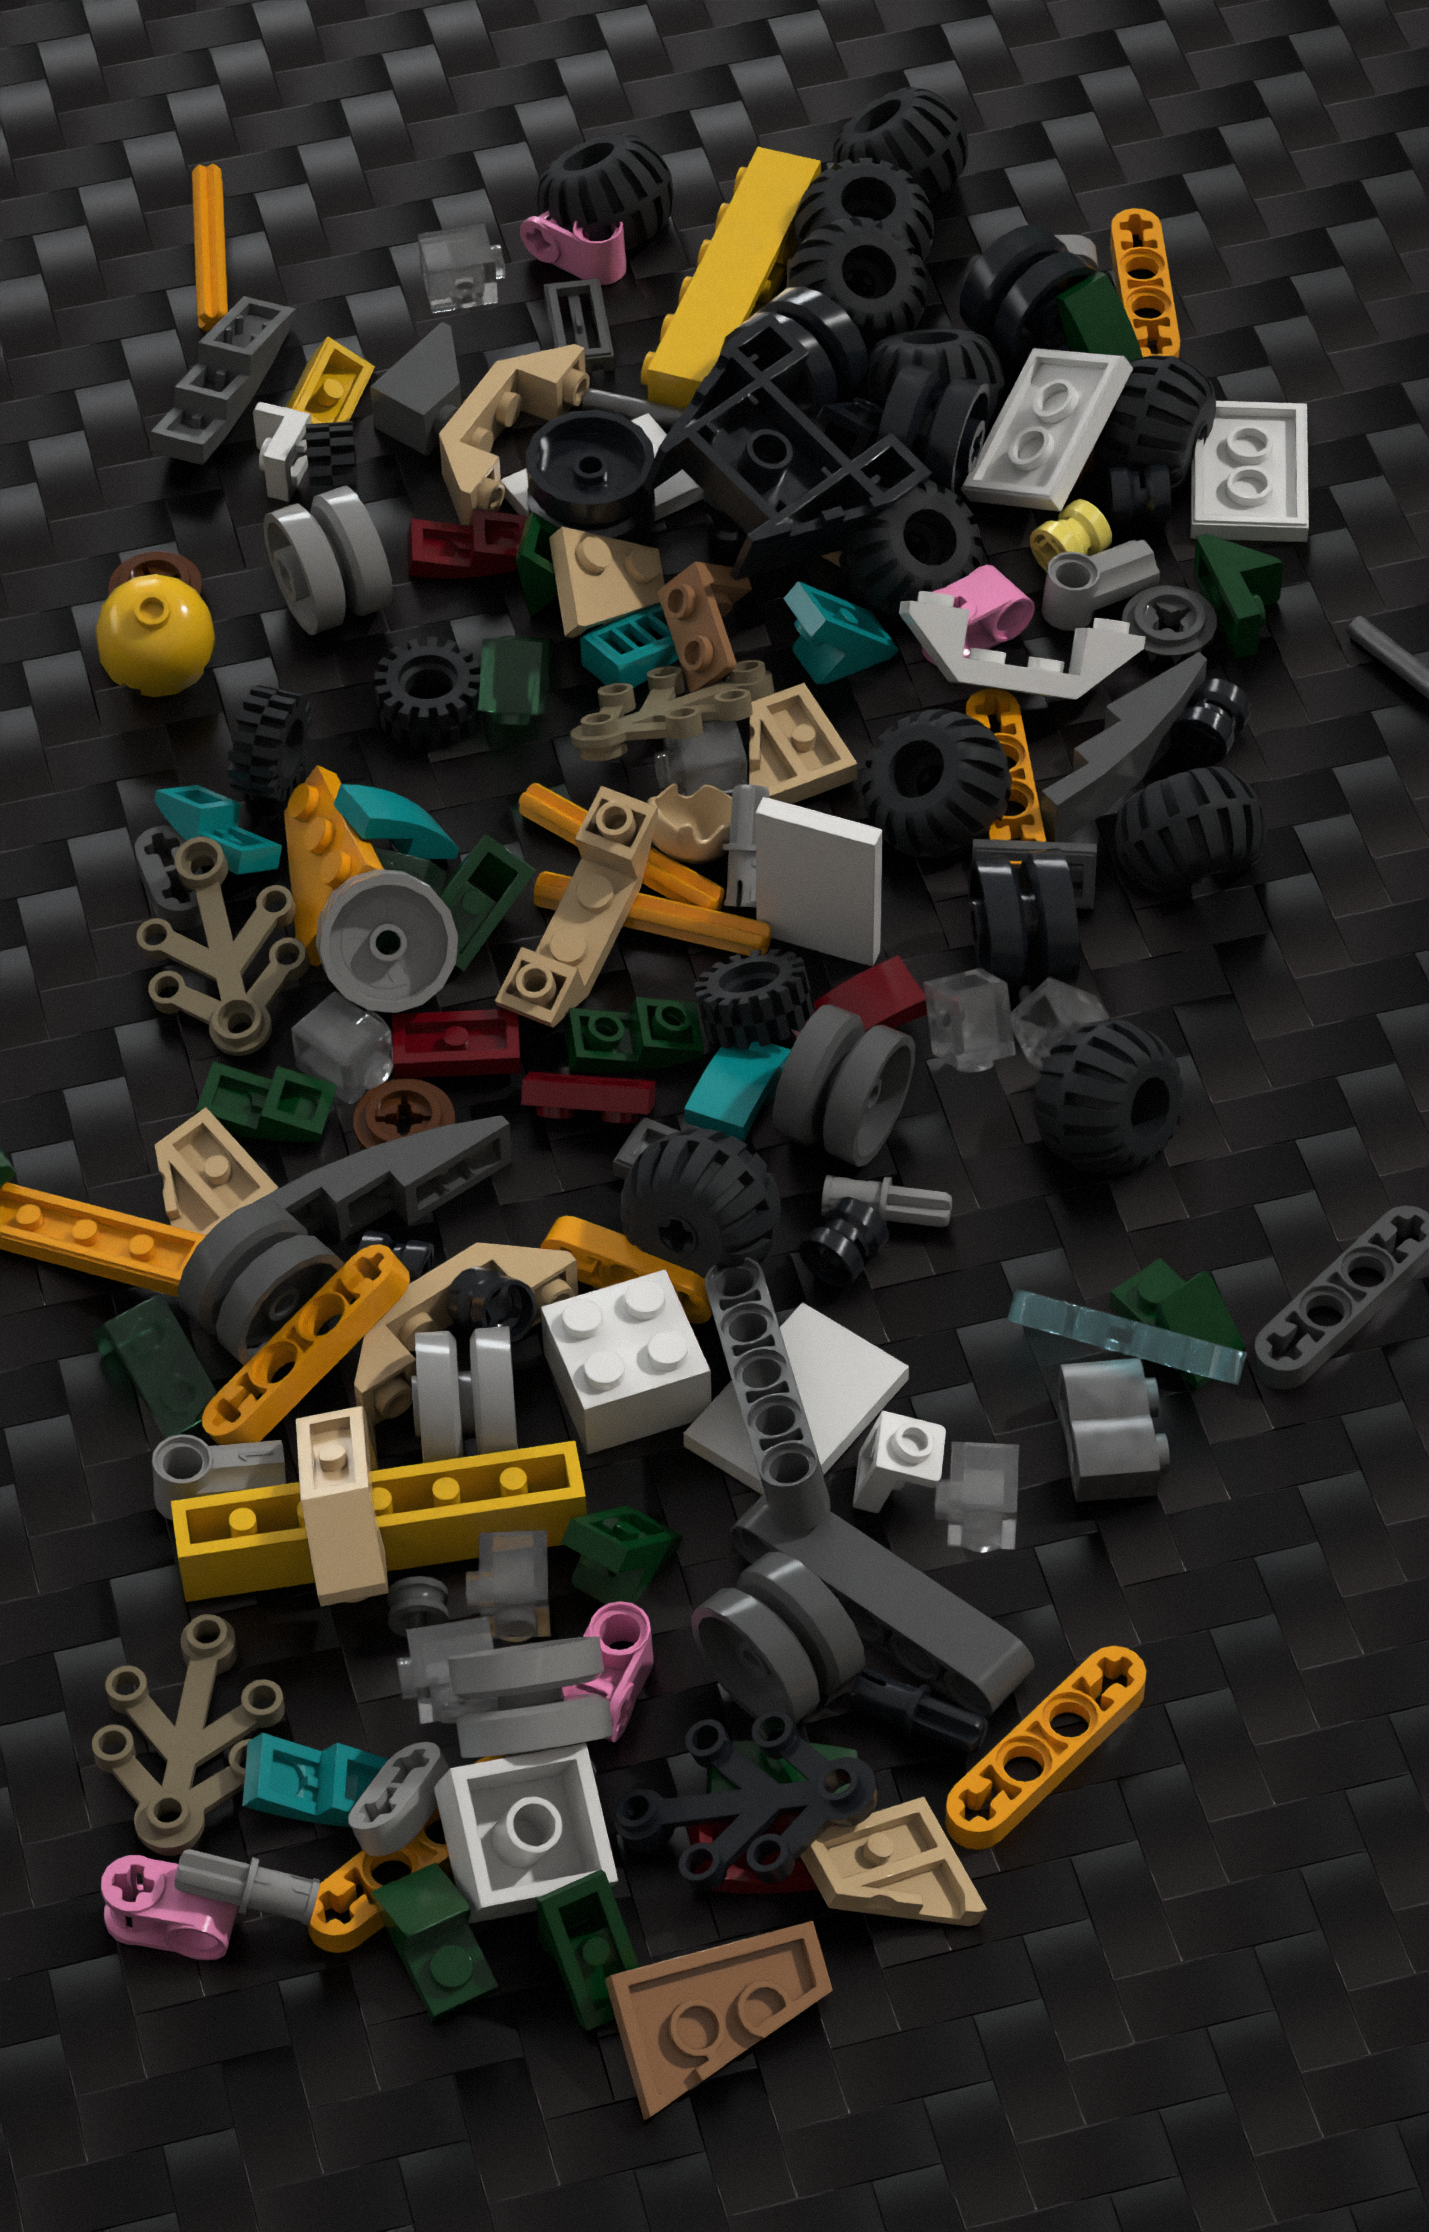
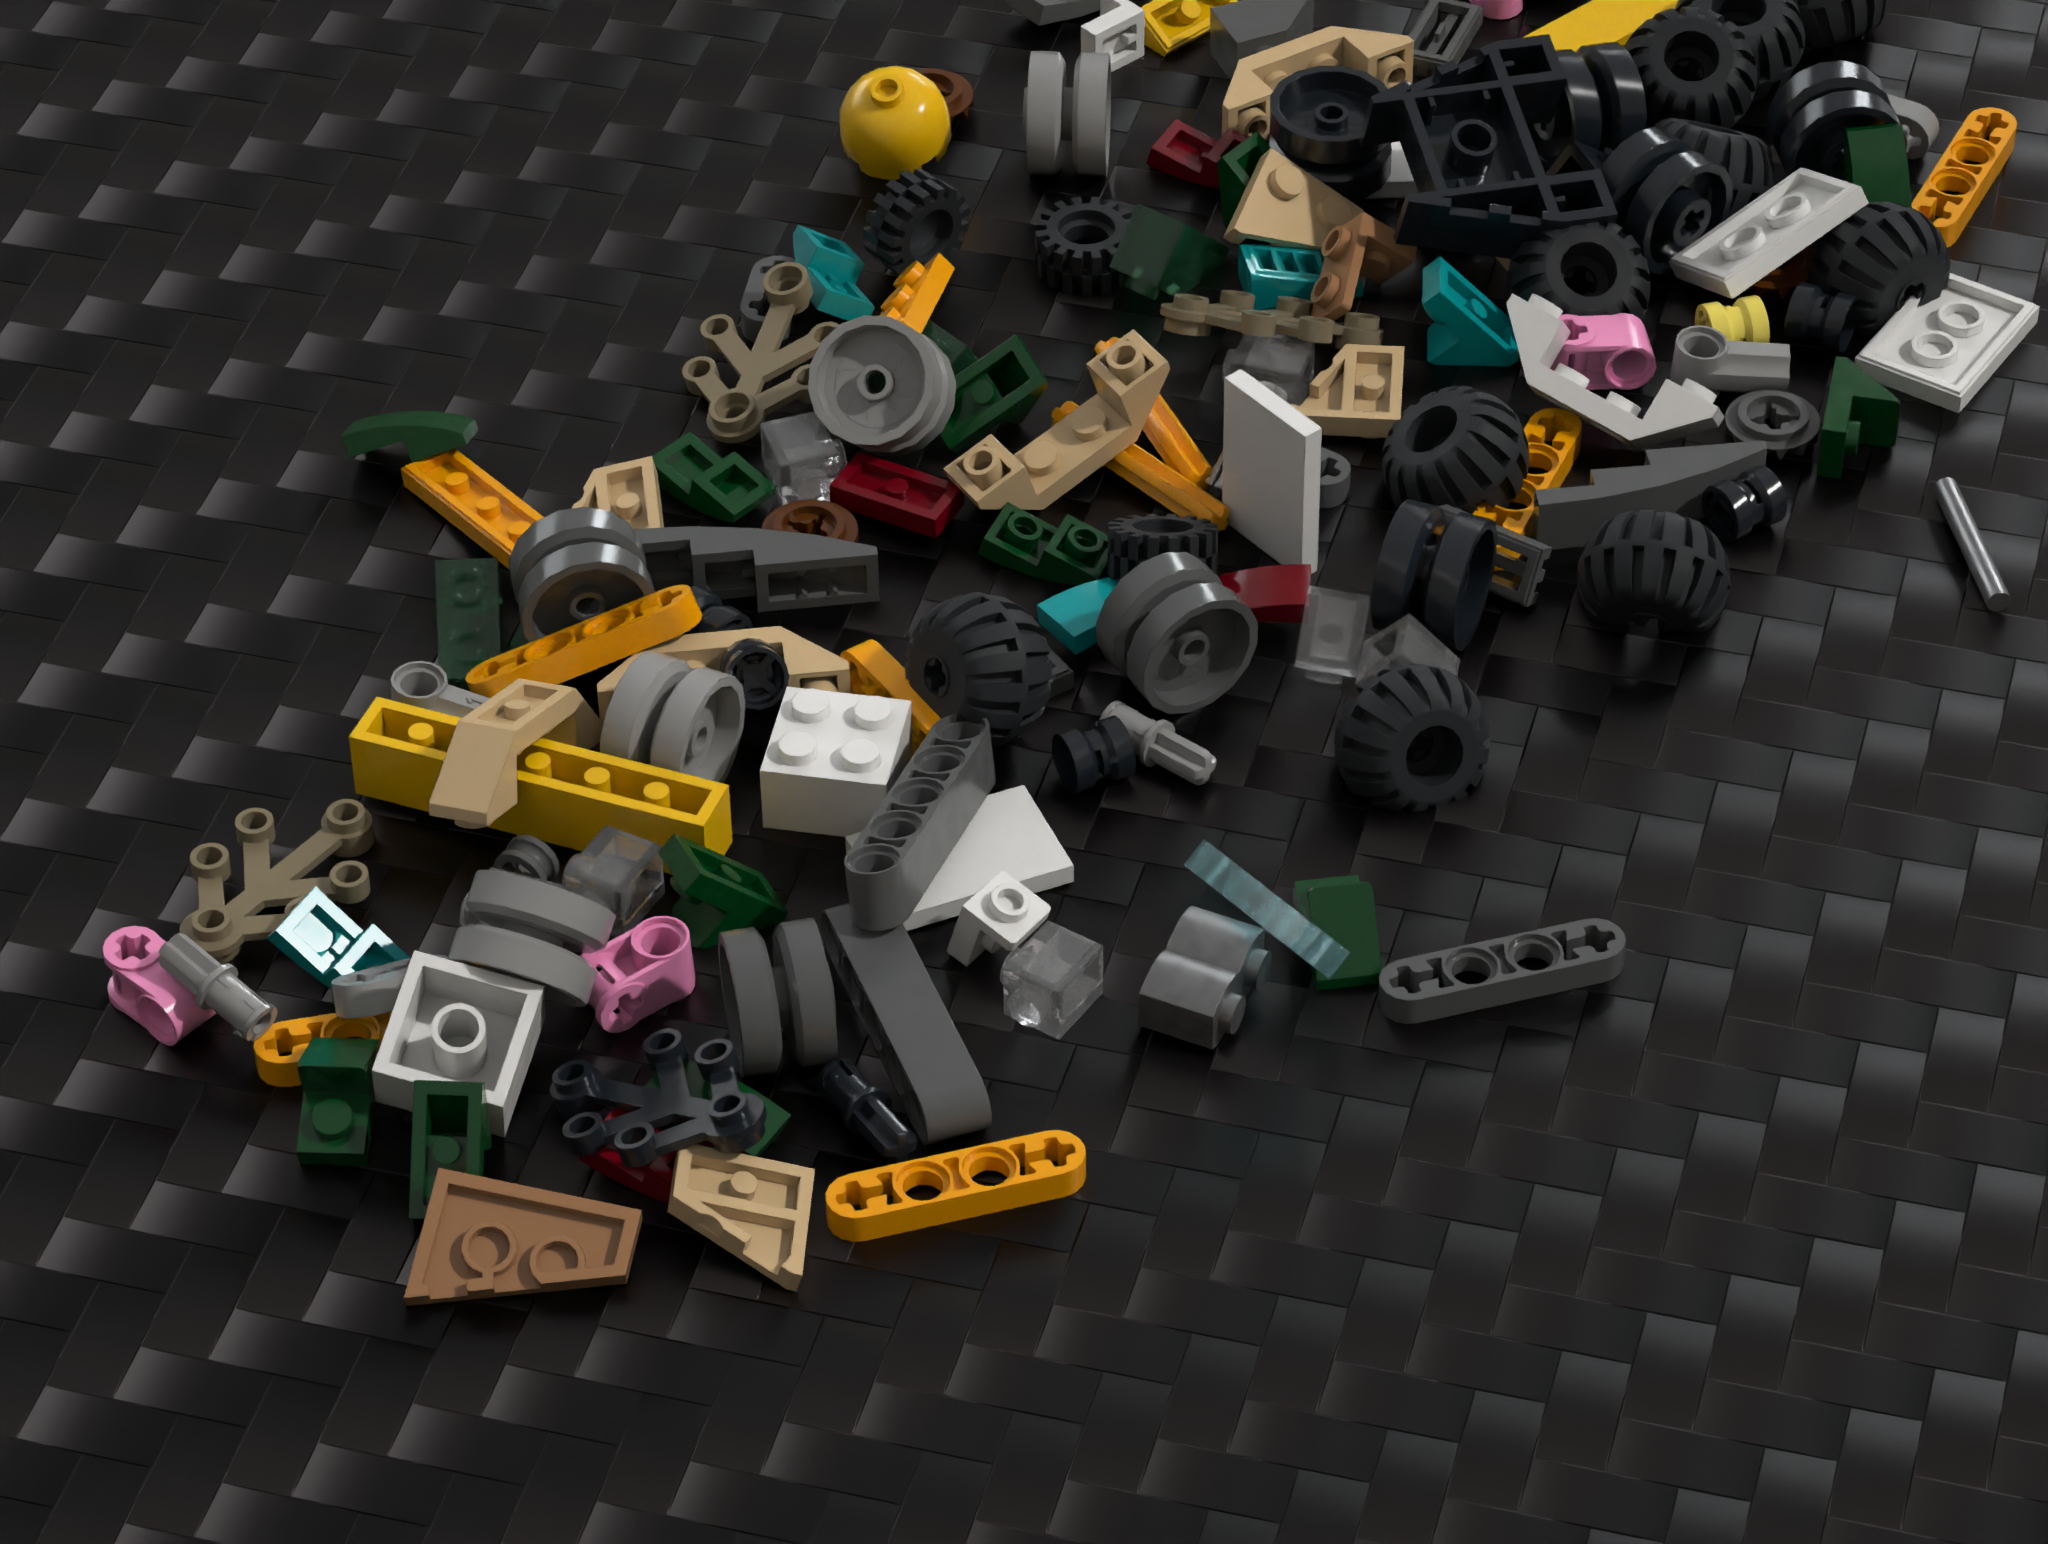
camera: 30 degrees right, 10 degrees down
(331, 457) = (1137, 56): black tyre -> none
(389, 816) = (966, 305): teal slope -> none
(561, 1094) = (949, 562): dark red plate -> none
(692, 825) = (1202, 409): tan hair -> none

